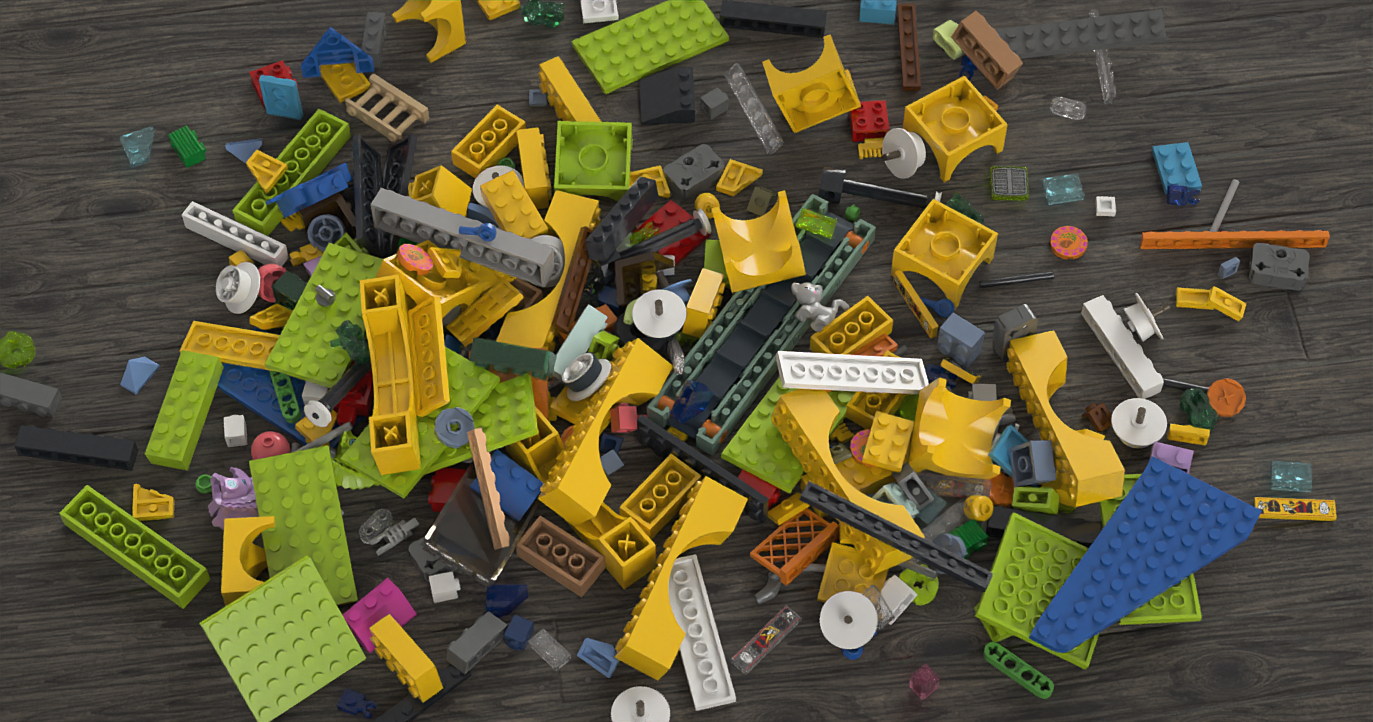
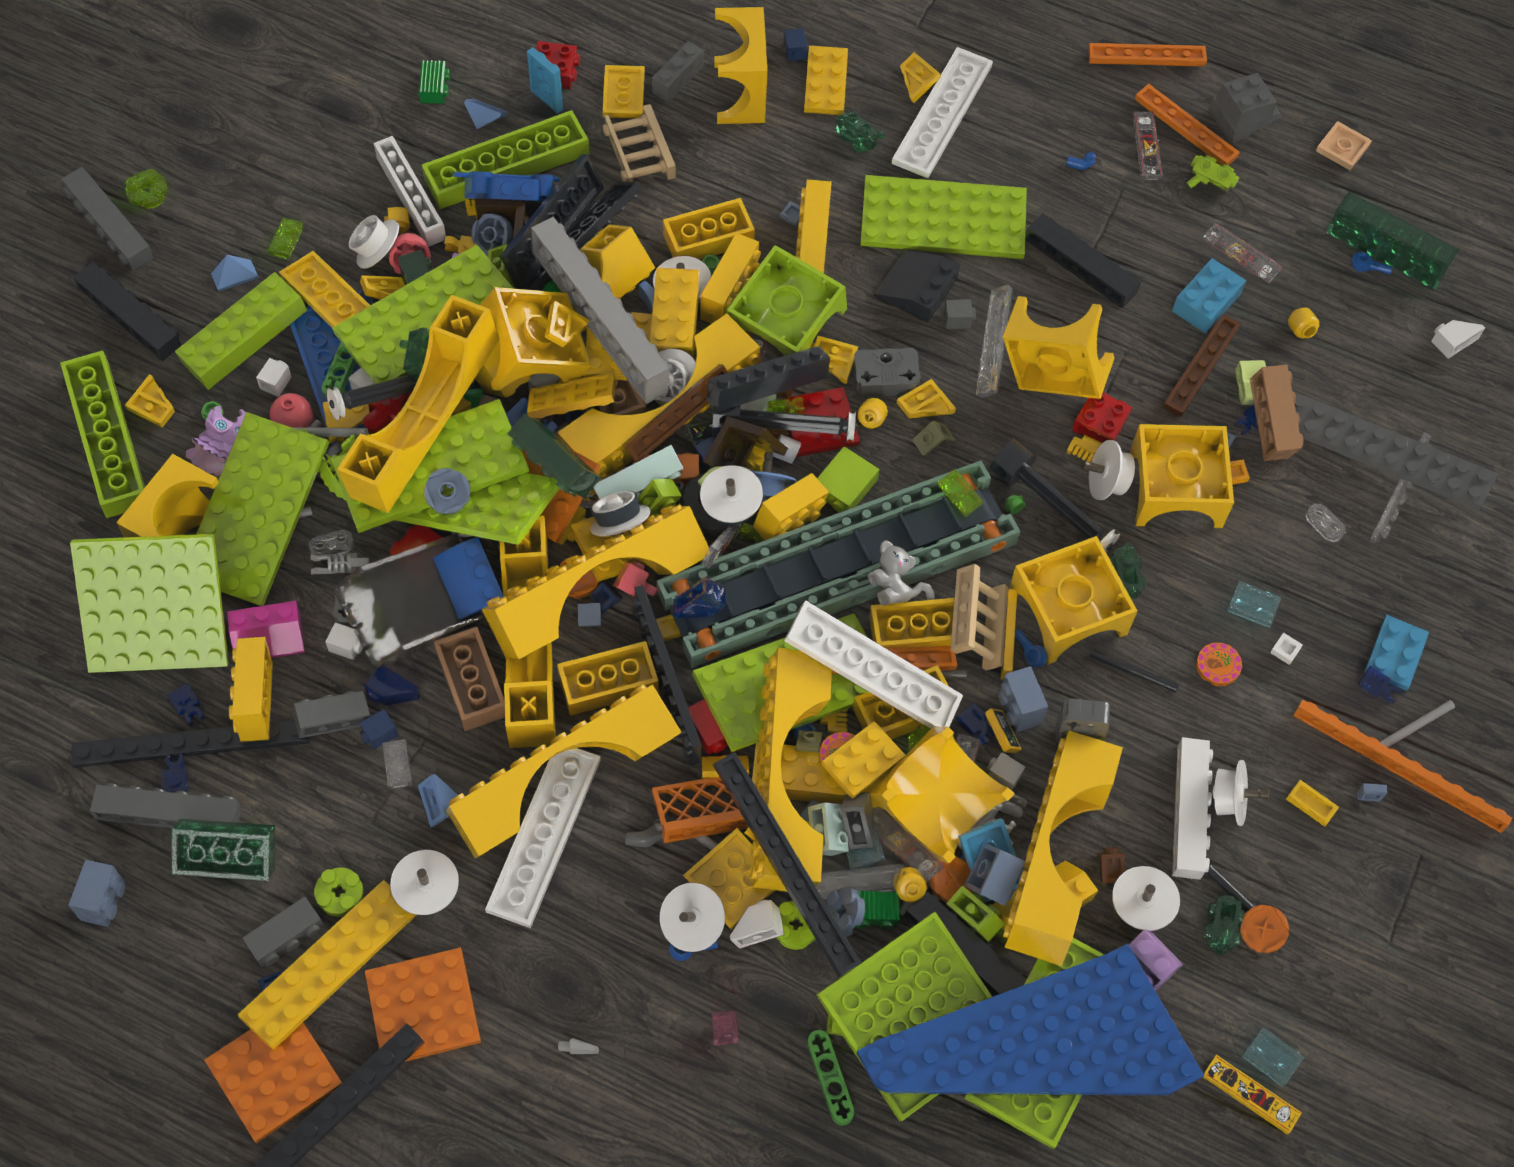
camera: 30 degrees right, 5 degrees up
(138, 146) = (391, 58): clear light blue wing -> none
(159, 325) = (286, 238): none -> clear neon green plate
(266, 169) = (477, 142): yellow wing -> none
(324, 296) = (429, 294): flat silver plate -> none
(335, 49) = (622, 58): blue wedge -> none
(414, 259) = (529, 304): orange tile -> none
(428, 356) = (471, 407): yellow plate -> none
(485, 231) = (614, 314): blue plate -> none
(487, 487) = (443, 561): light nougat plate -> none
(760, 248) = (882, 485): yellow piece -> none
(765, 640) = (605, 884): tile -> none
(884, 614) = (733, 920): clear plate -> none
(890, 302) = (965, 616): none -> tan fence
(1009, 183) = (1202, 565): tile -> none
(1188, 434) = (1193, 942): yellow plate -> none
(1226, 303) = (1339, 828): yellow plate -> none
(1278, 266) = (1426, 829): dark grey axle -> none

